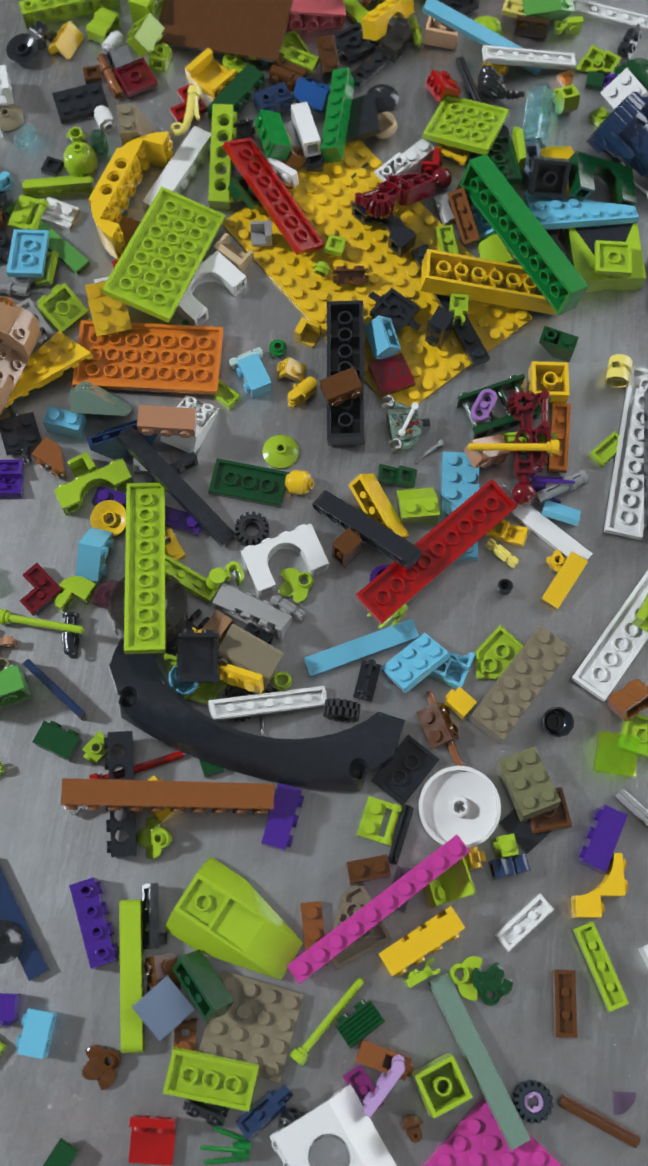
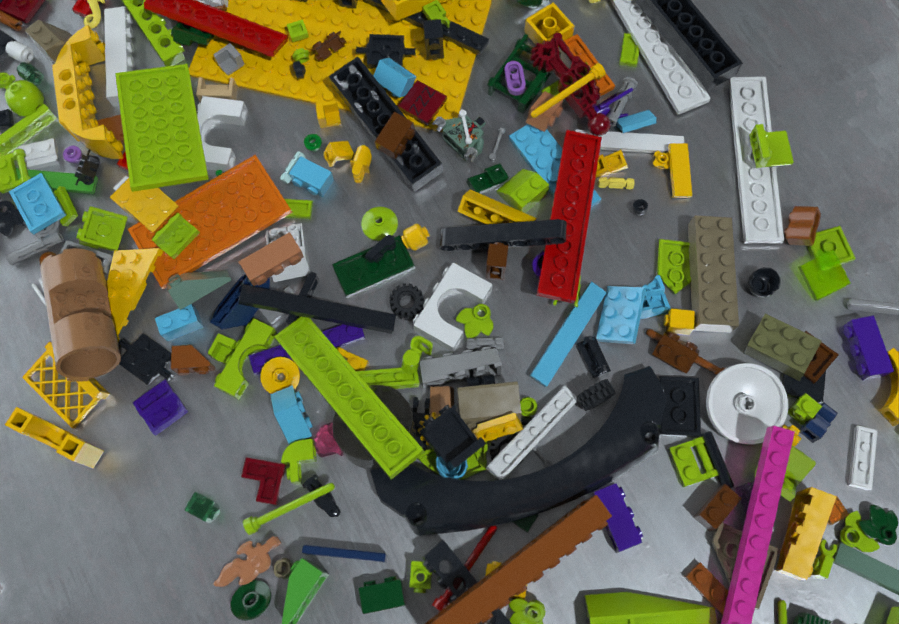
camera: 30 degrees left, 0 degrees up
(80, 253) = (89, 168): none -> black hinge
(84, 235) = (75, 157): none -> medium lavender plate
(111, 351) = (175, 236): none -> lime bracket
(257, 473) = (377, 252): none -> black plate
(311, 279) = (299, 69): none -> black tile
(464, 946) = (838, 512): none -> clear orange tile

